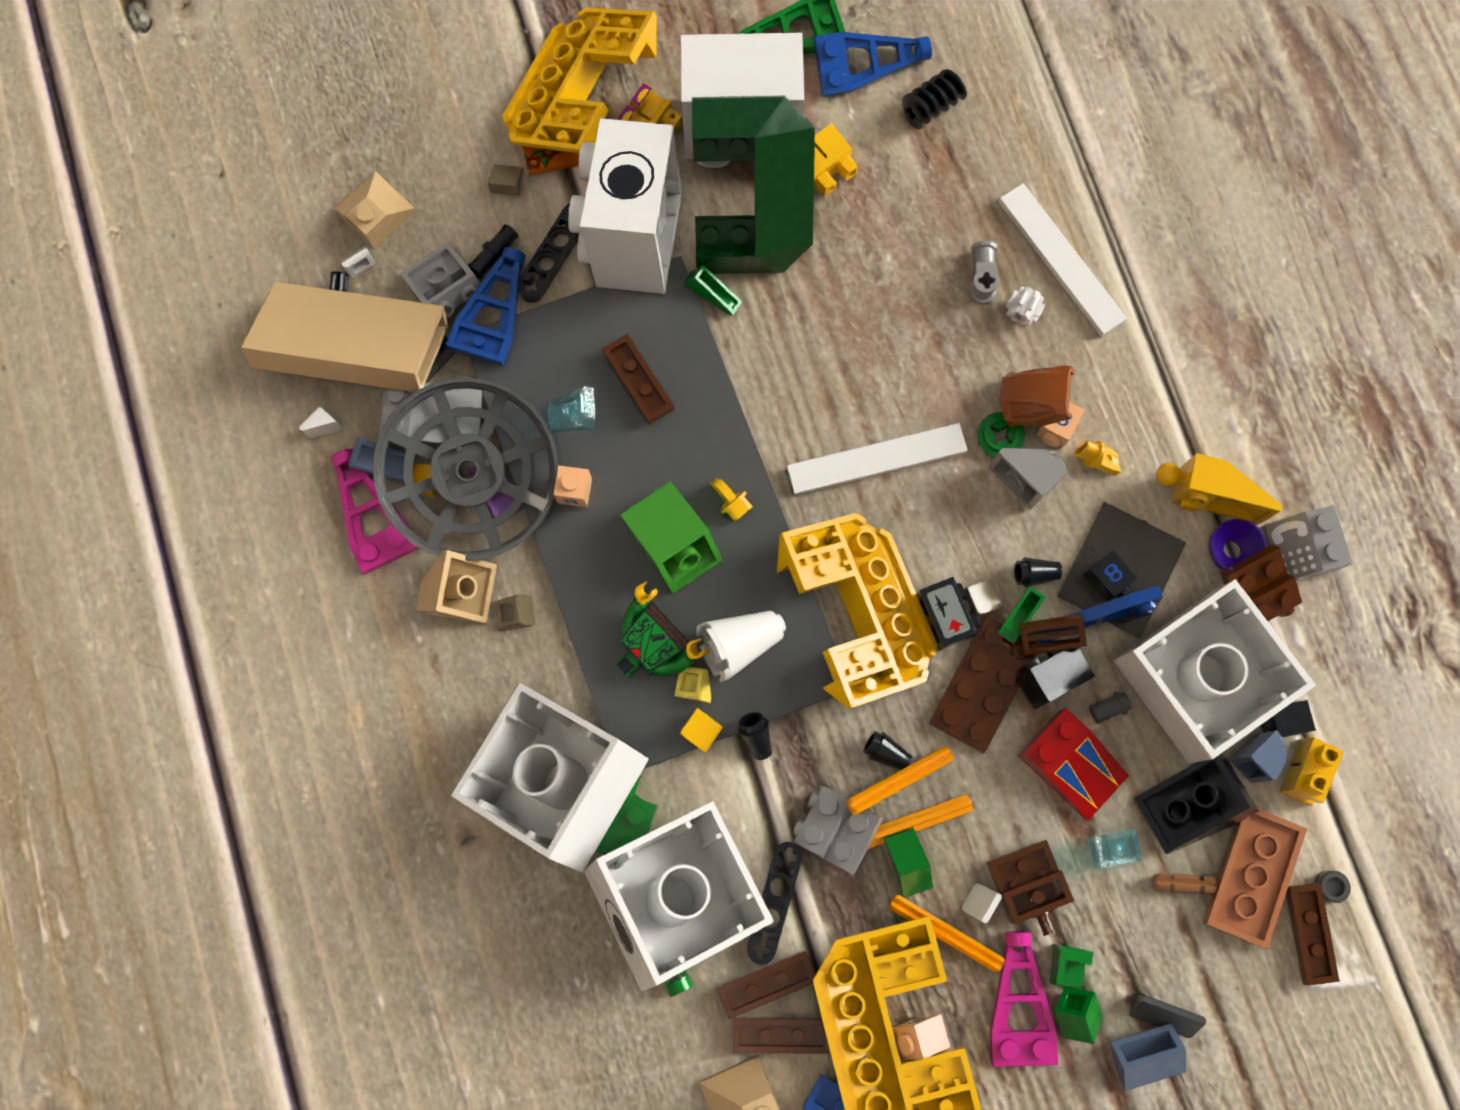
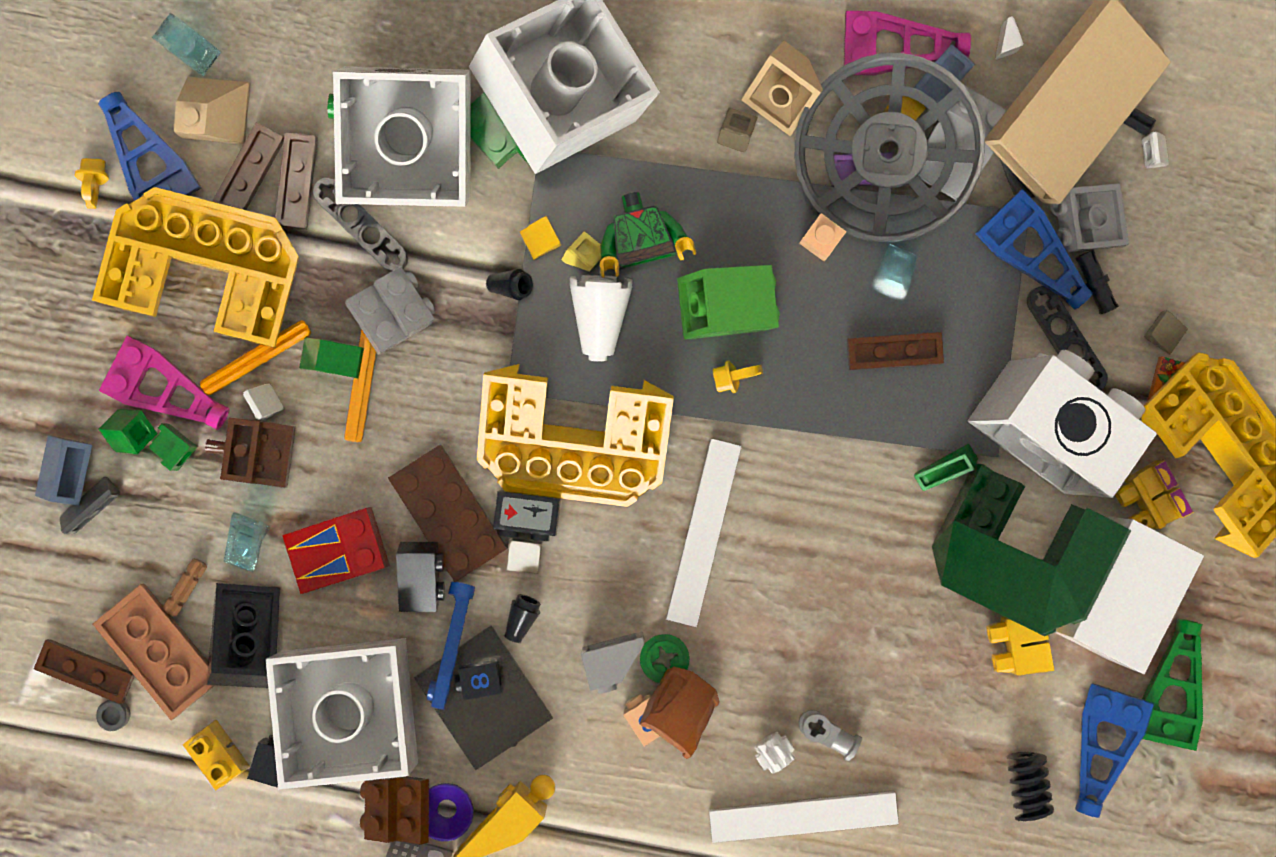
camera: 115 degrees right, 10 degrees up
(374, 209) = (1200, 192): tan slope -> none
(886, 751) = (435, 392): black cone -> none
(899, 780) = (402, 387): light orange axle -> none
(921, 1037) = (181, 285): light nougat brick -> none
(1022, 613) = (489, 579): green piece -> none
(1053, 623) = (458, 594): reddish brown tile -> none
(1098, 456) = (595, 737): yellow piece -> none
(1110, 707) = (367, 612): dark grey pin -> none
(1261, 757) = (250, 715): sand blue brick -> none

